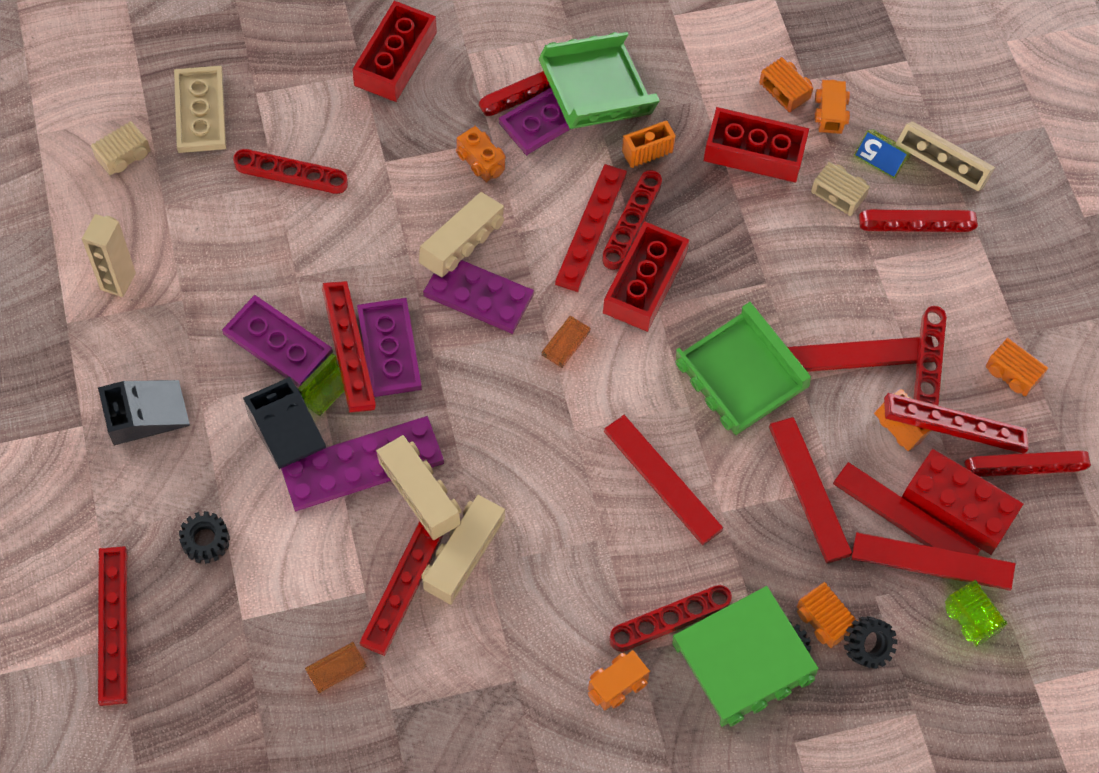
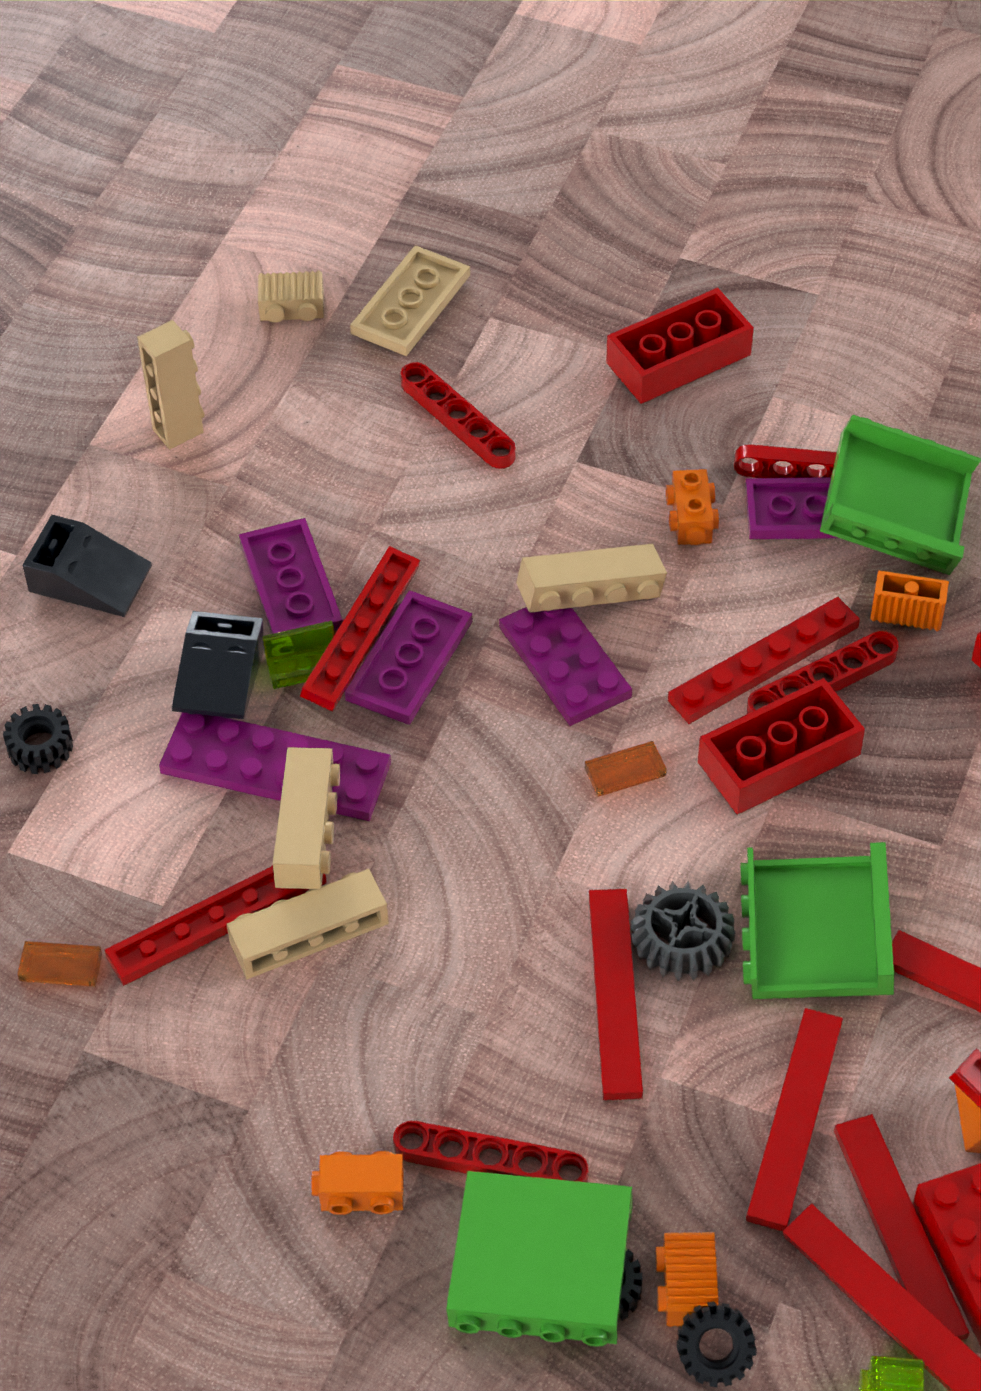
camera: 40 degrees right, 10 degrees down
(692, 412) = (696, 945): none -> dark grey gear

